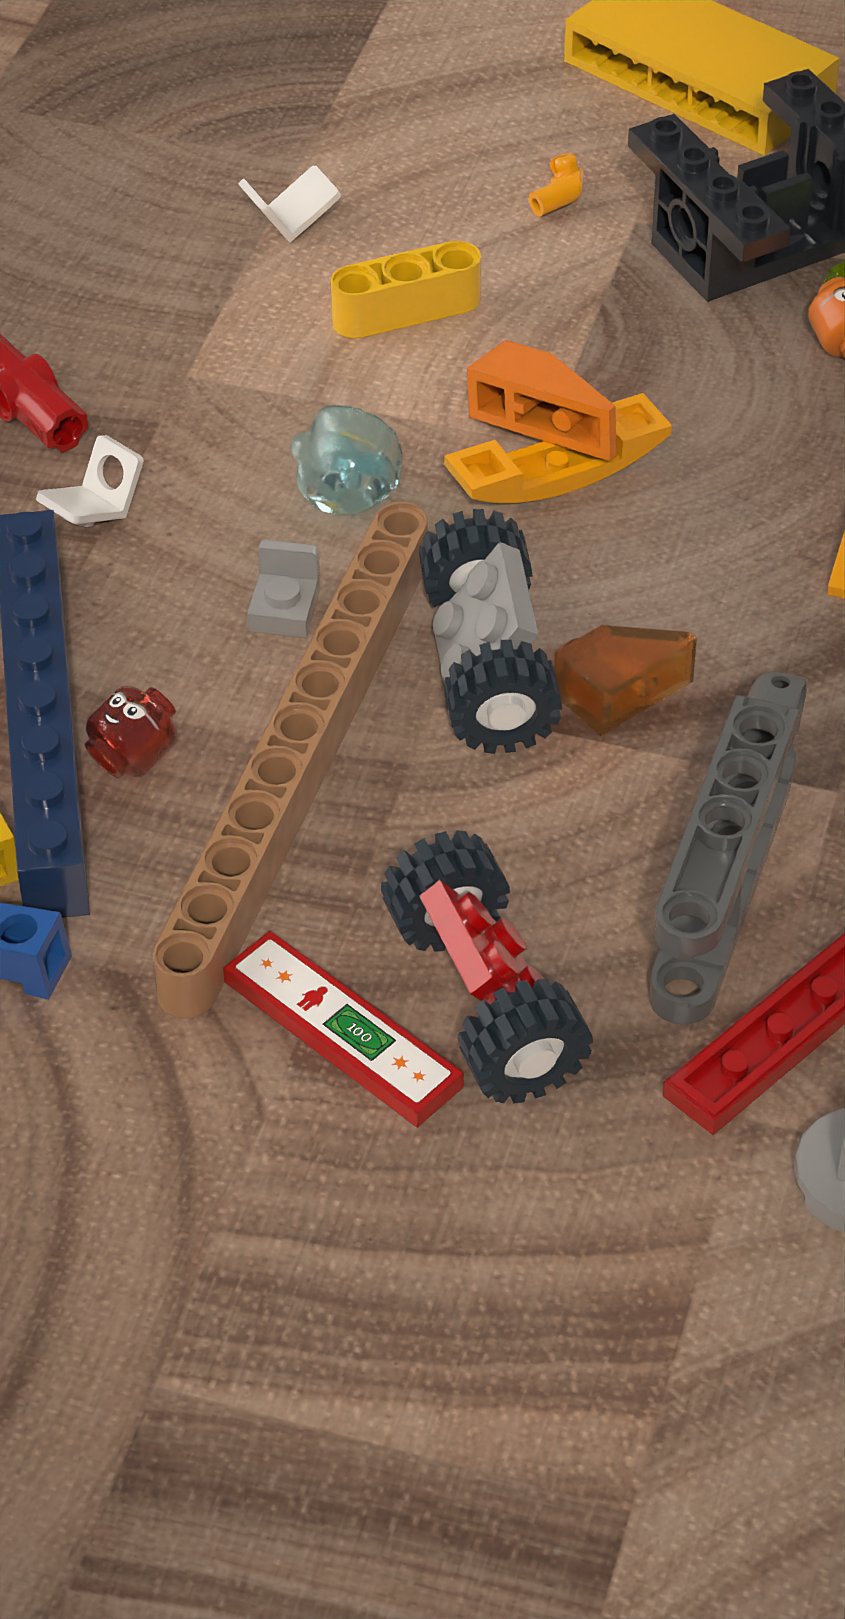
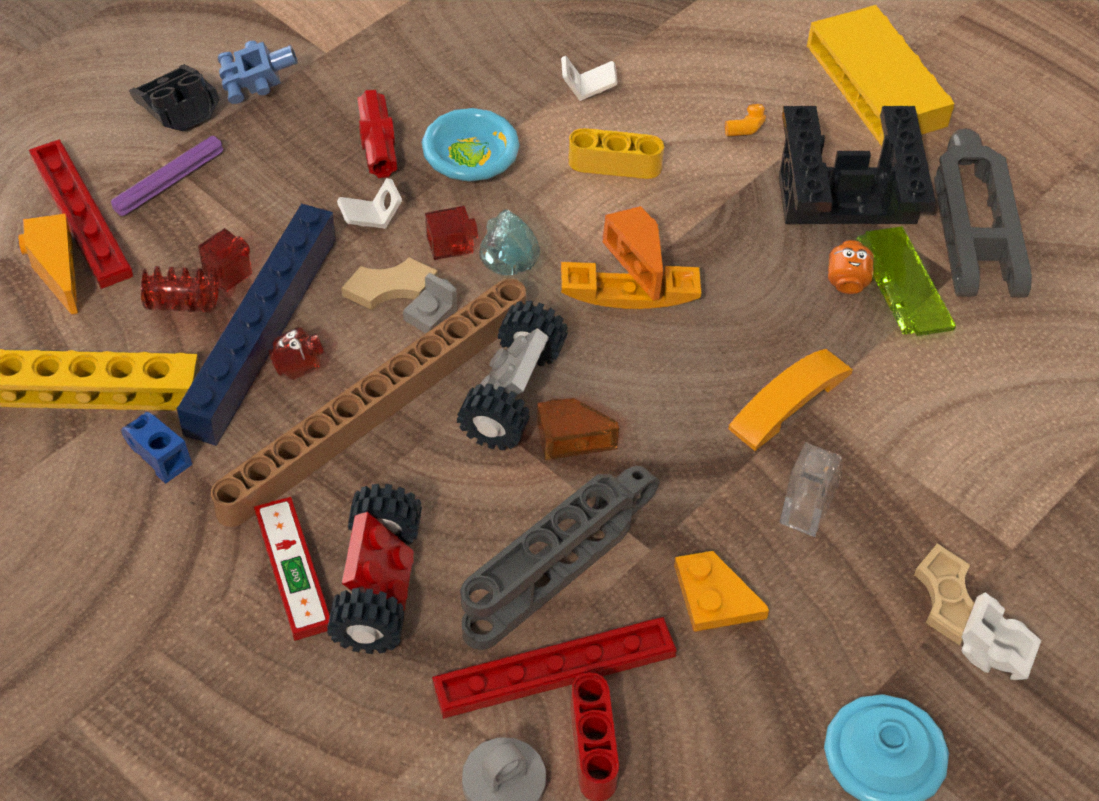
camera: 25 degrees right, 5 degrees up
(185, 349) = (470, 144): none -> medium azure piece
(211, 576) = (376, 286): none -> tan tile
(239, 482) = (450, 232): none -> clear red brick

